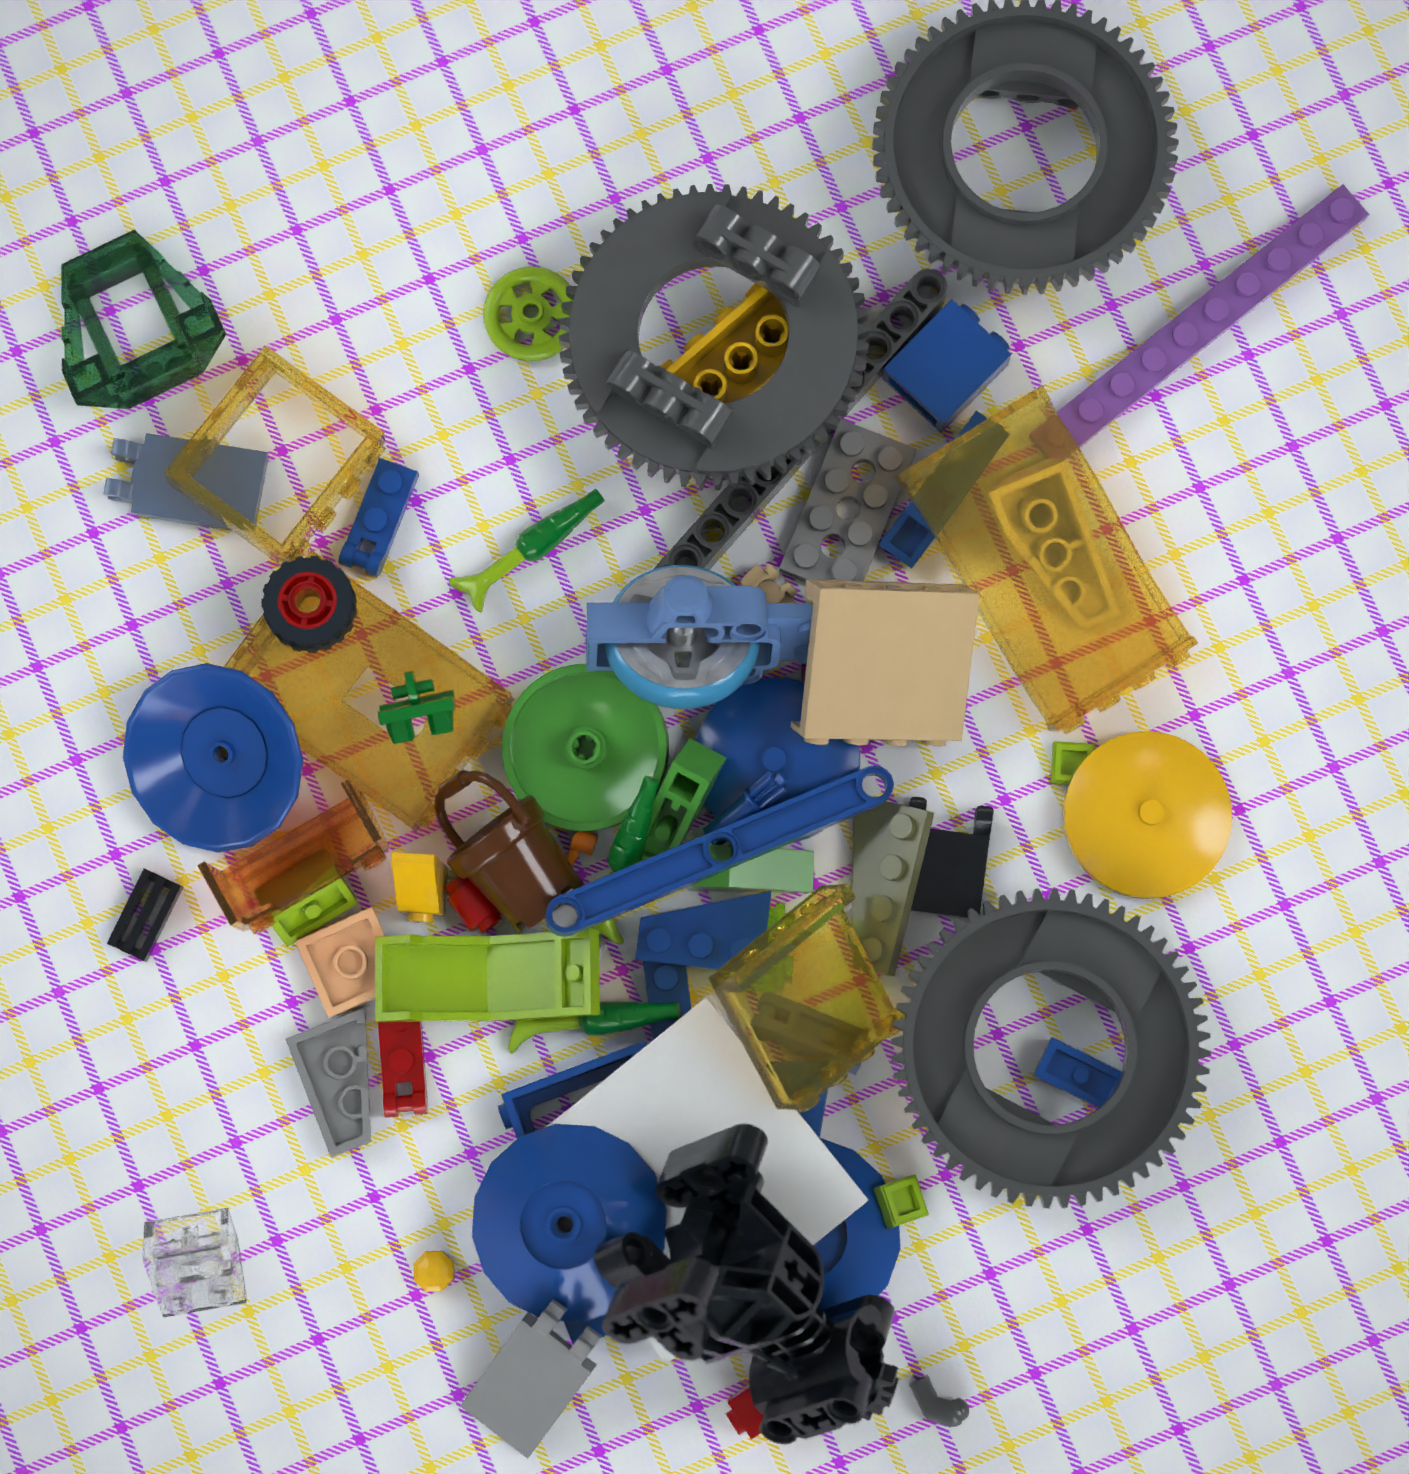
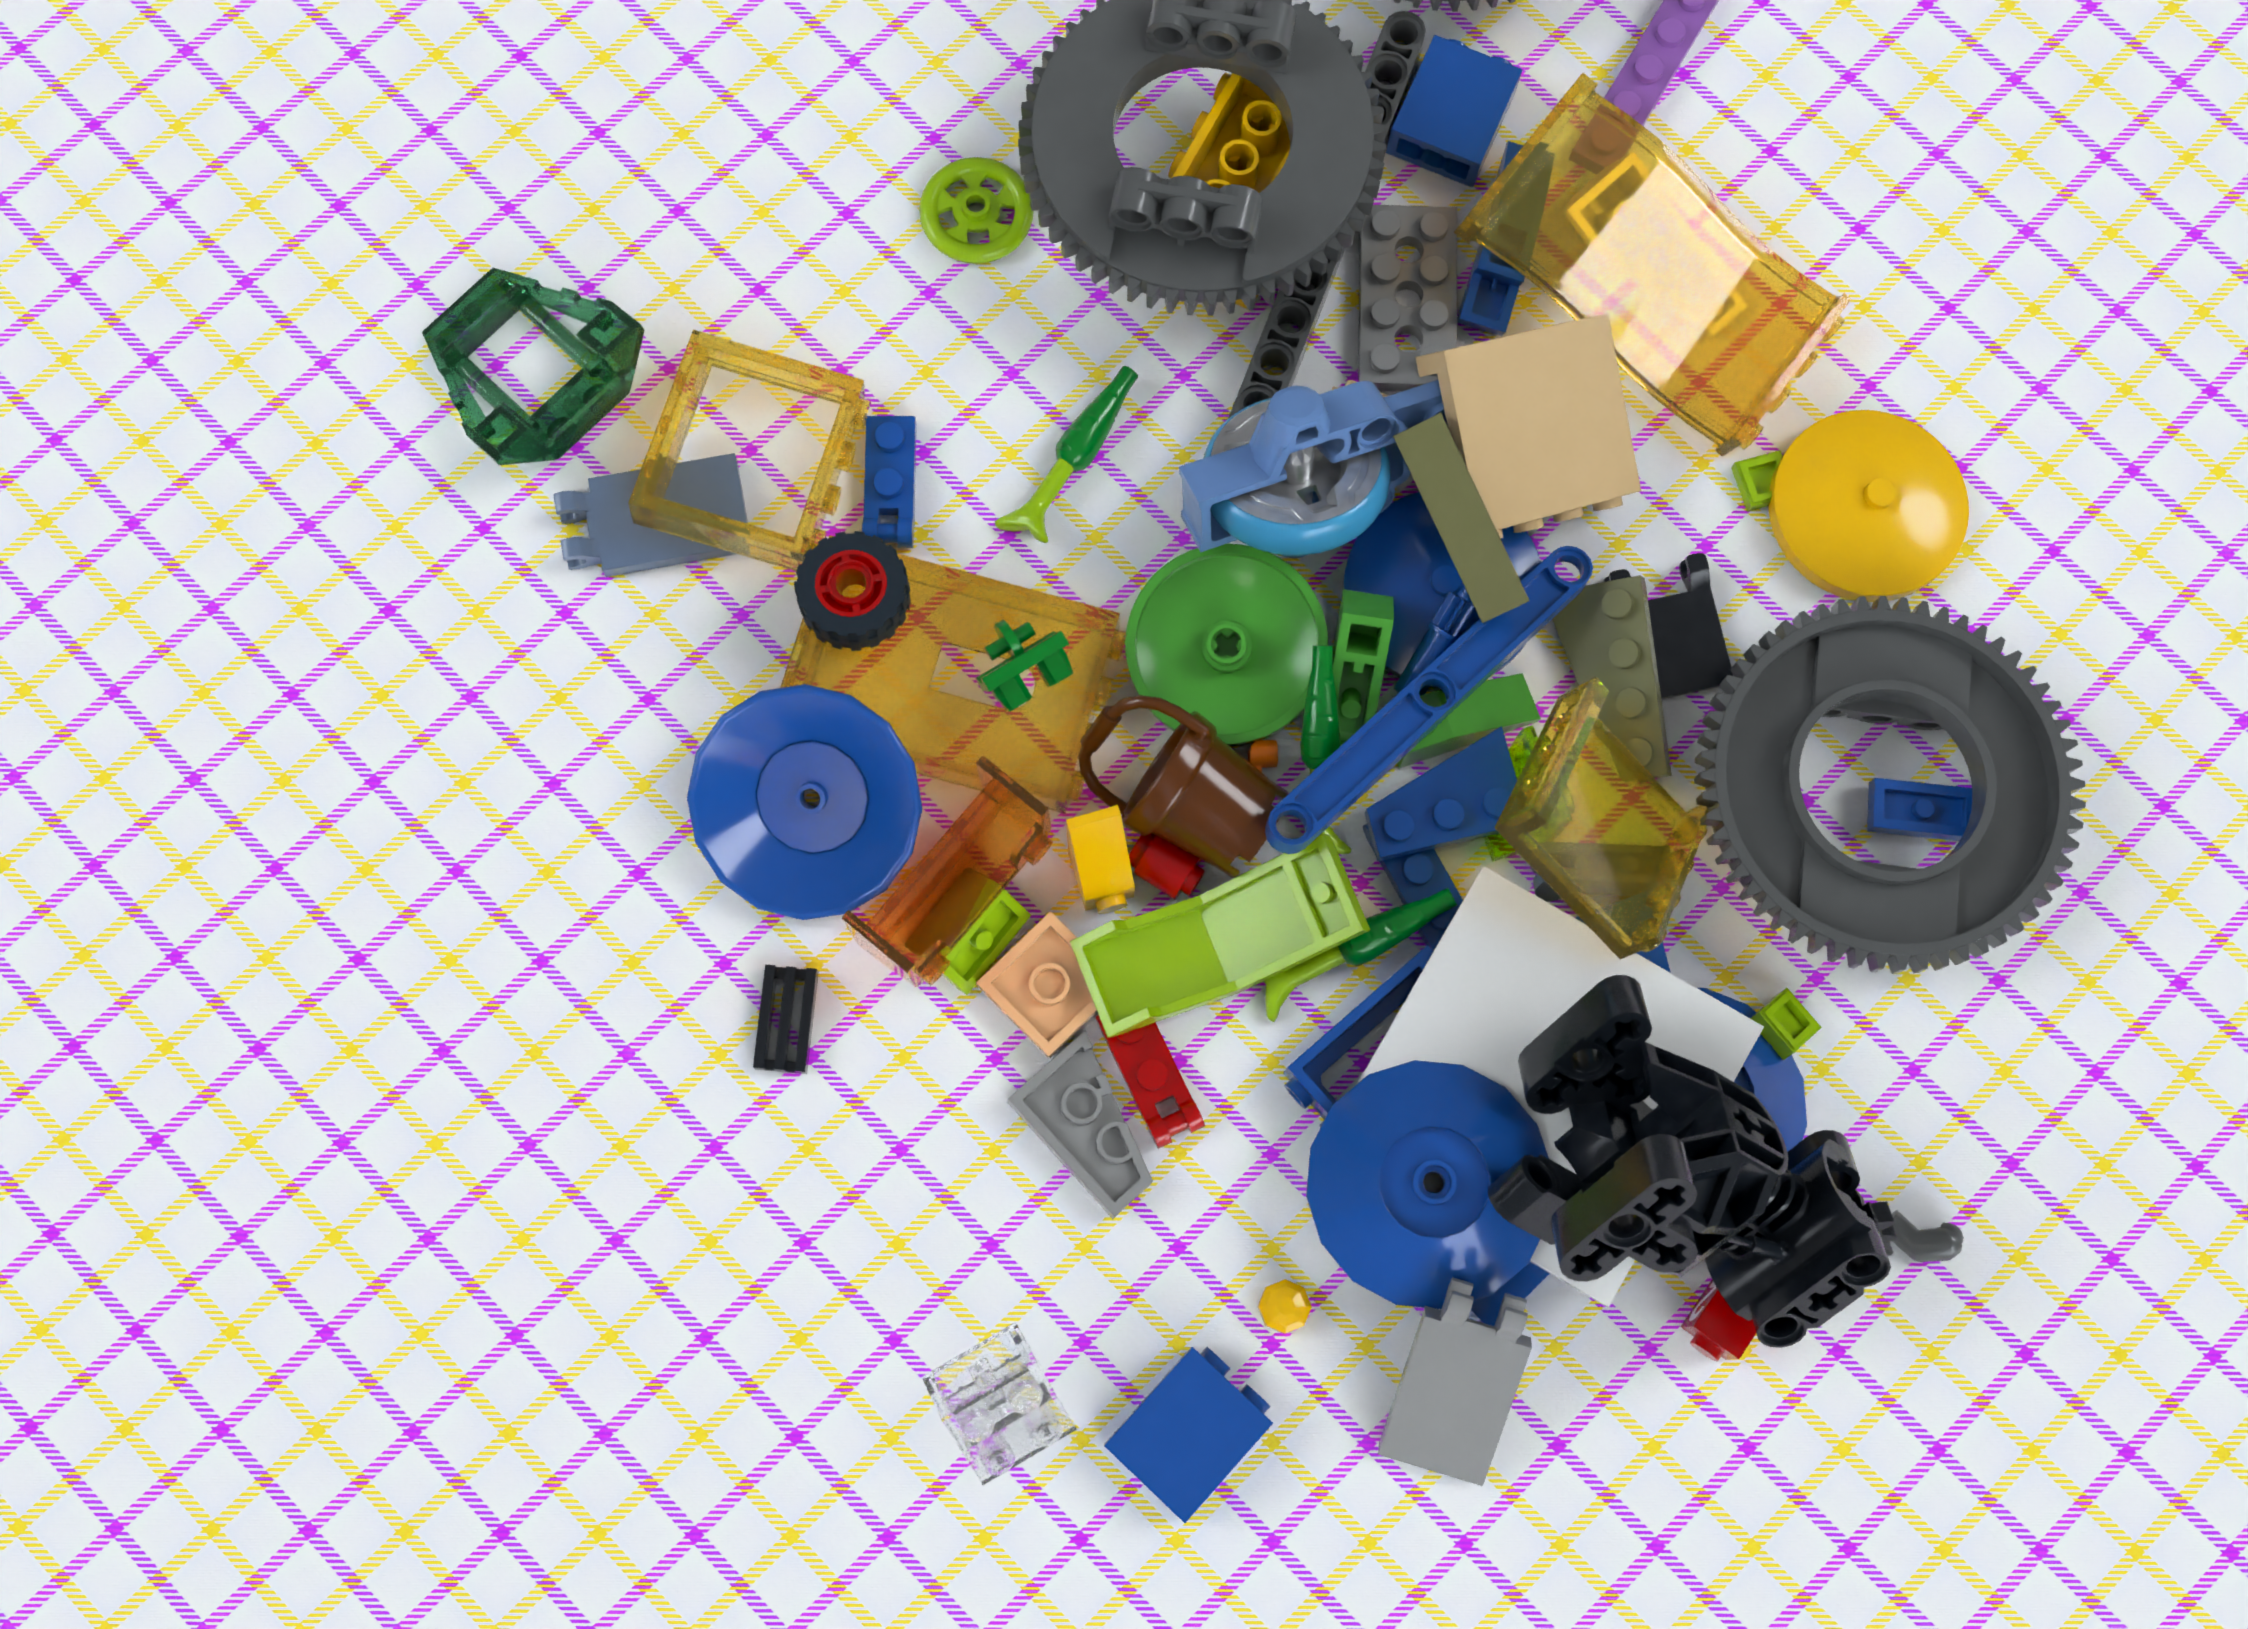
camera: 30 degrees left, 5 degrees down
(325, 1336) = (1190, 1432): none -> blue brick
(791, 721) = (1461, 518): none -> olive tile

